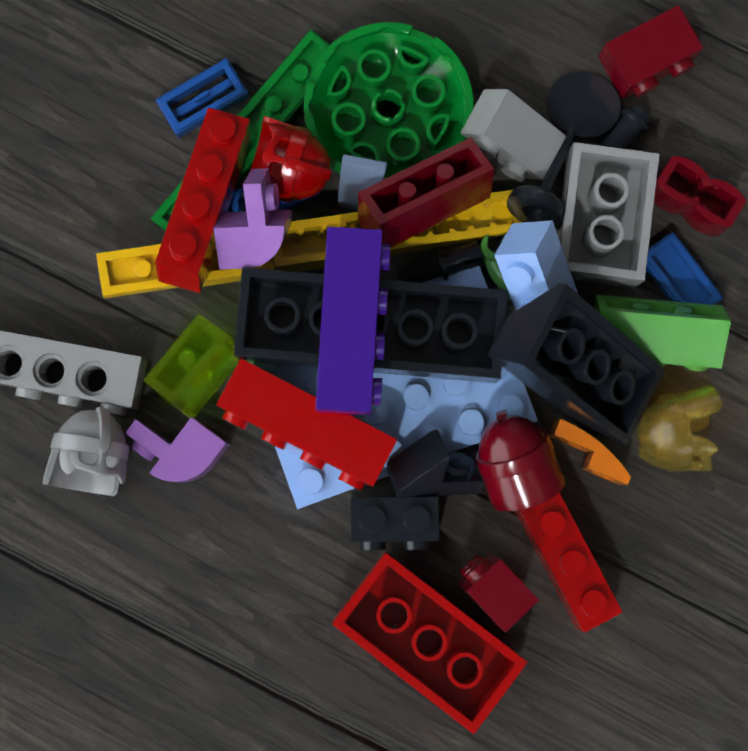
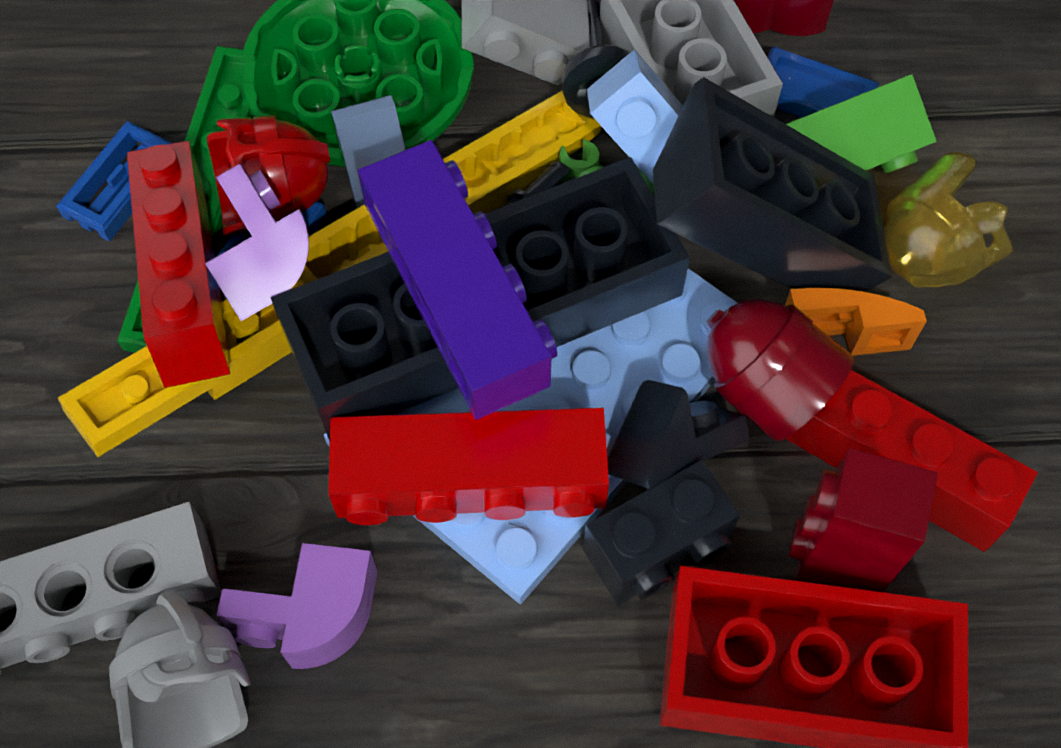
camera: 25 degrees left, 20 degrees down
(193, 367) = (271, 481): clear neon green brick -> none
(426, 193) = (468, 104): dark red brick -> none

